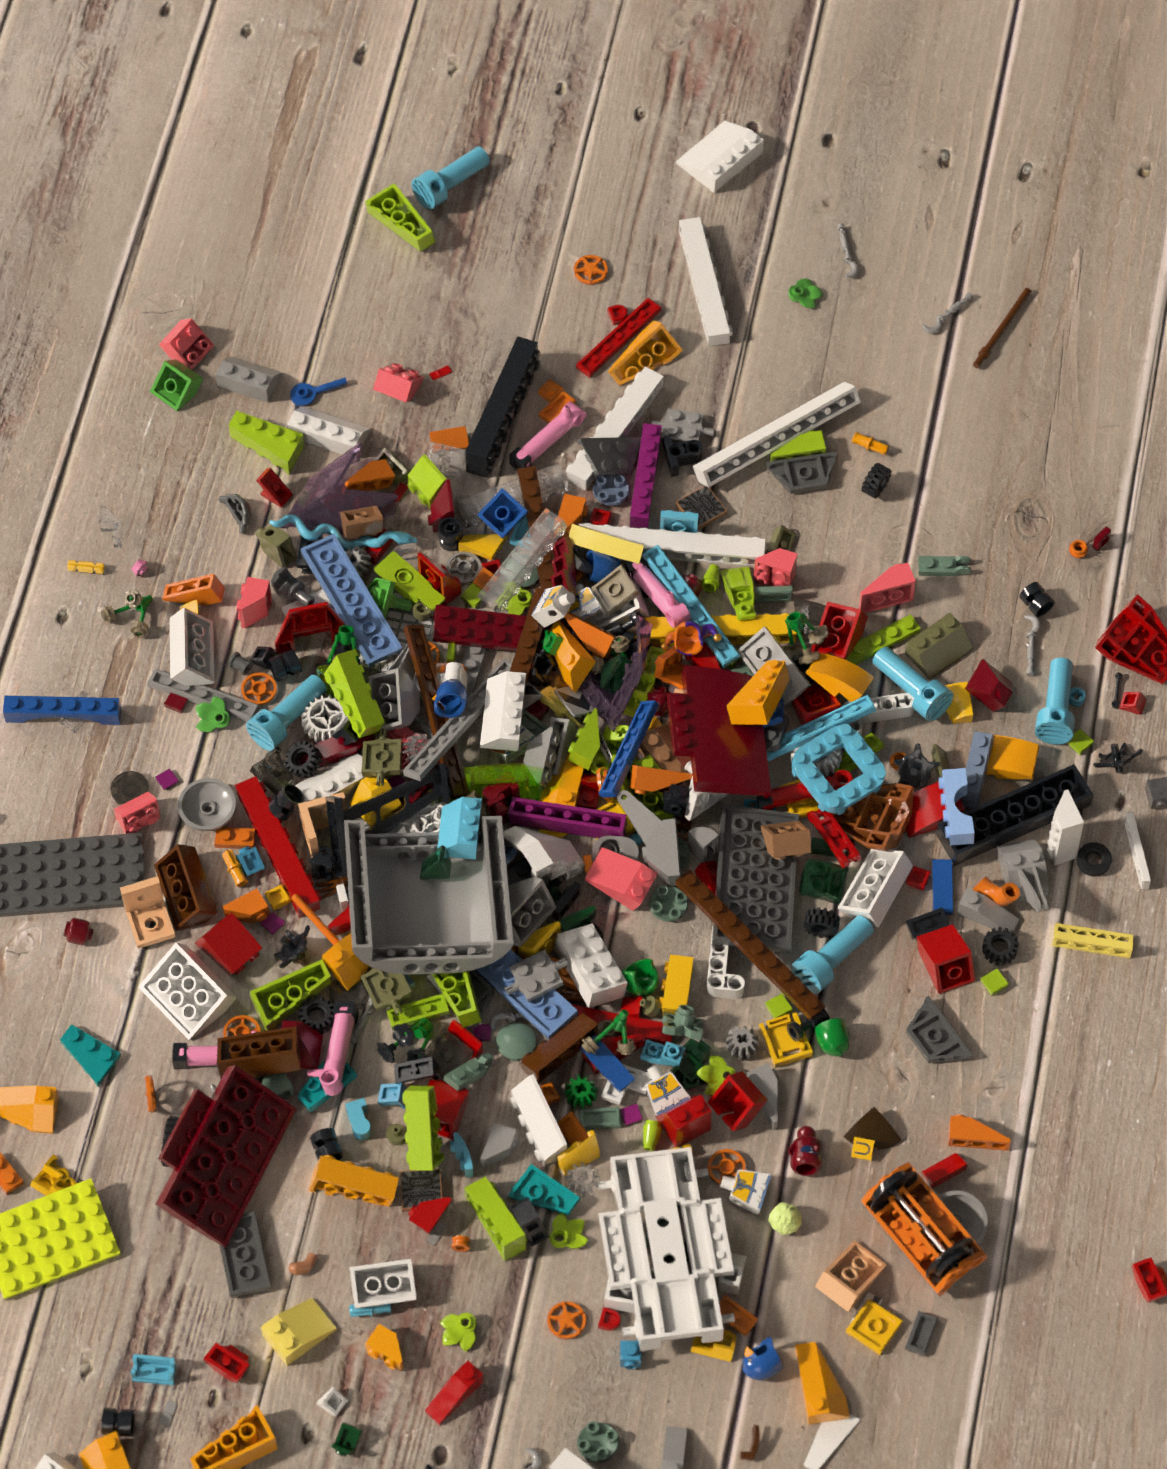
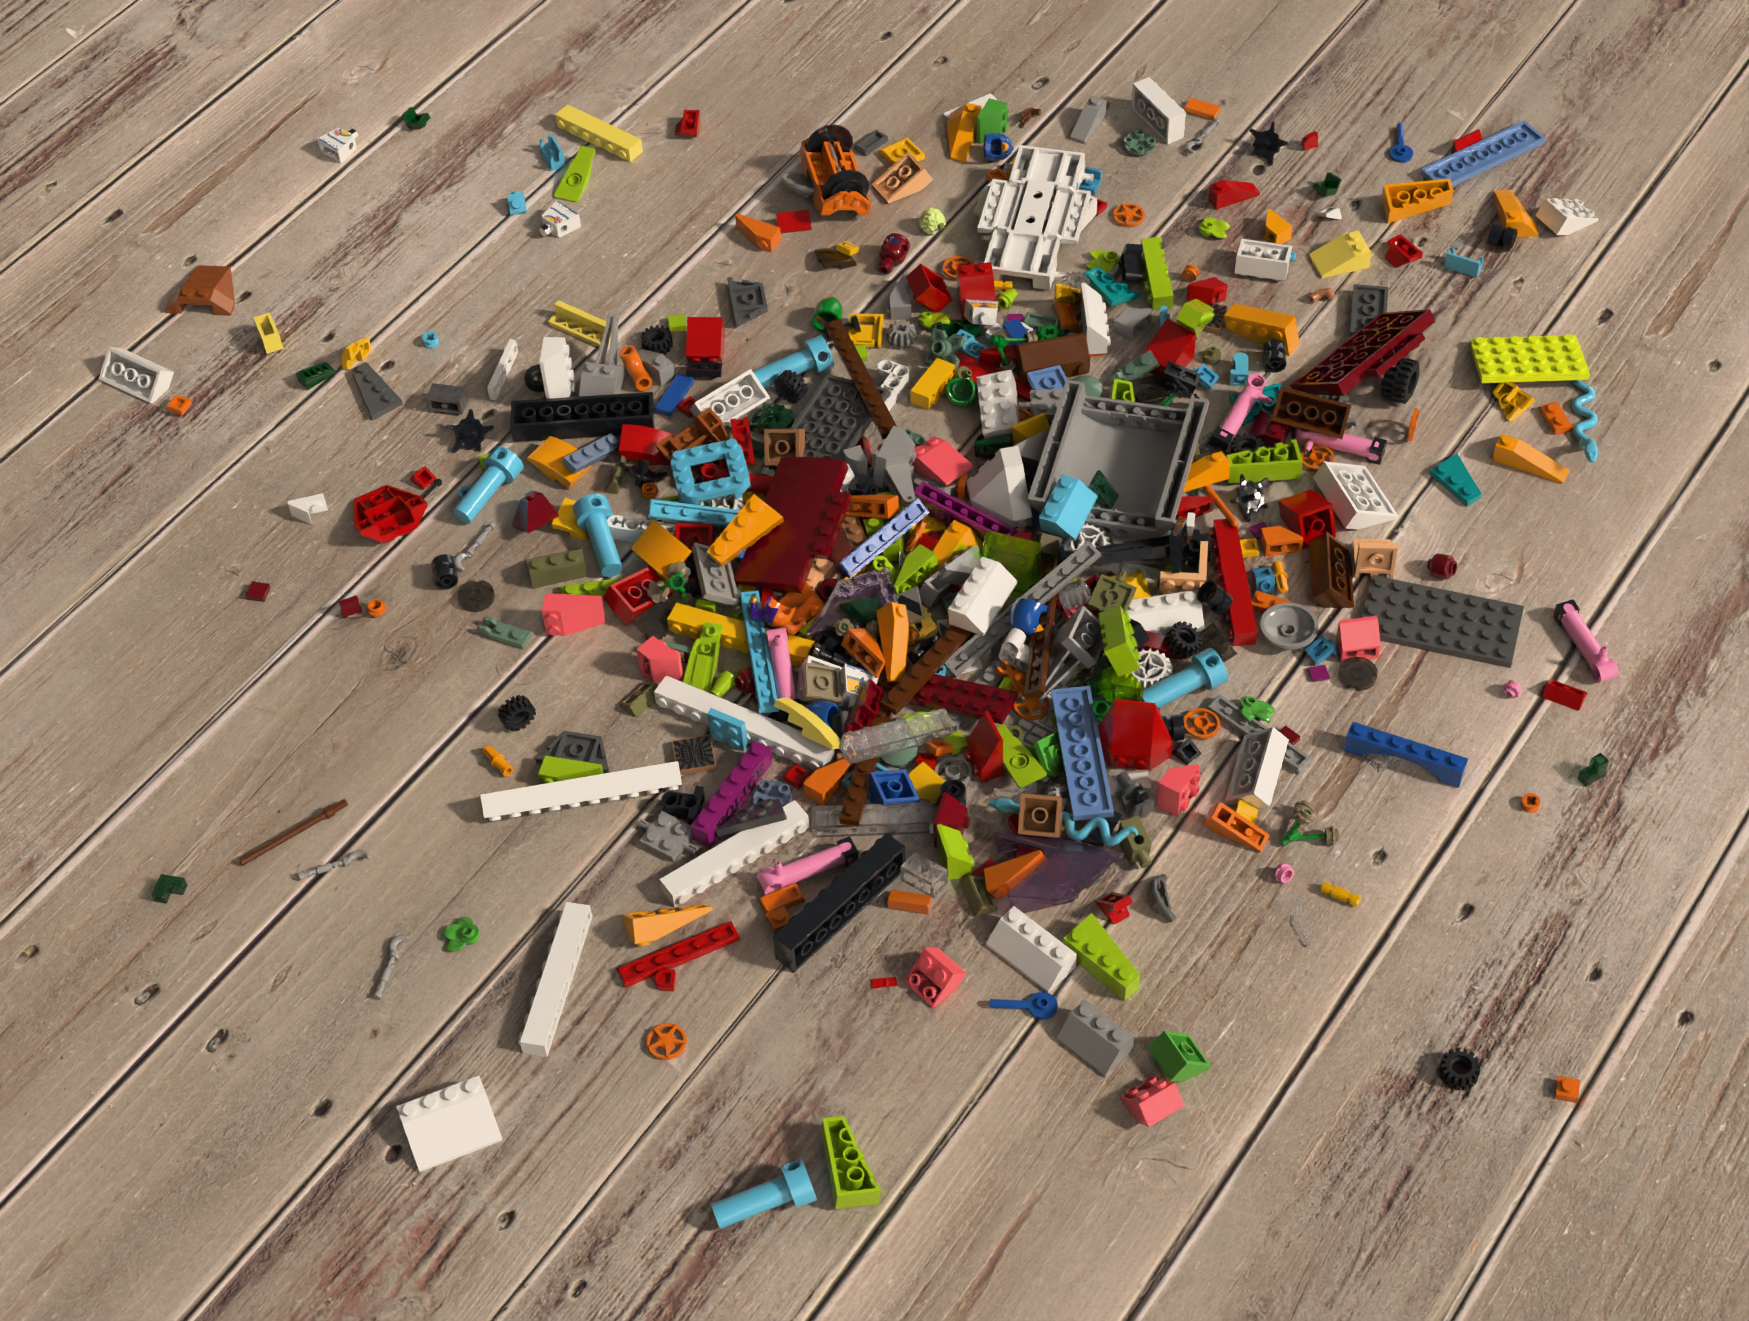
camera: 155 degrees left, 10 degrees down
(168, 798) = (1321, 649): none -> dark azure bracket
(240, 663) = (1212, 747): dark grey bush -> none
(551, 642) = (906, 653): green plate -> none
(553, 605) = (888, 672): white torso -> none
(747, 1189) = (950, 242): torso -> none
(784, 1399) = (992, 119): none -> bright green slope
(960, 826) = (622, 432): light blue arch -> none
(995, 595) = (476, 596): none -> clear smoke tile
(1071, 250) = (167, 885): none -> clear green piece

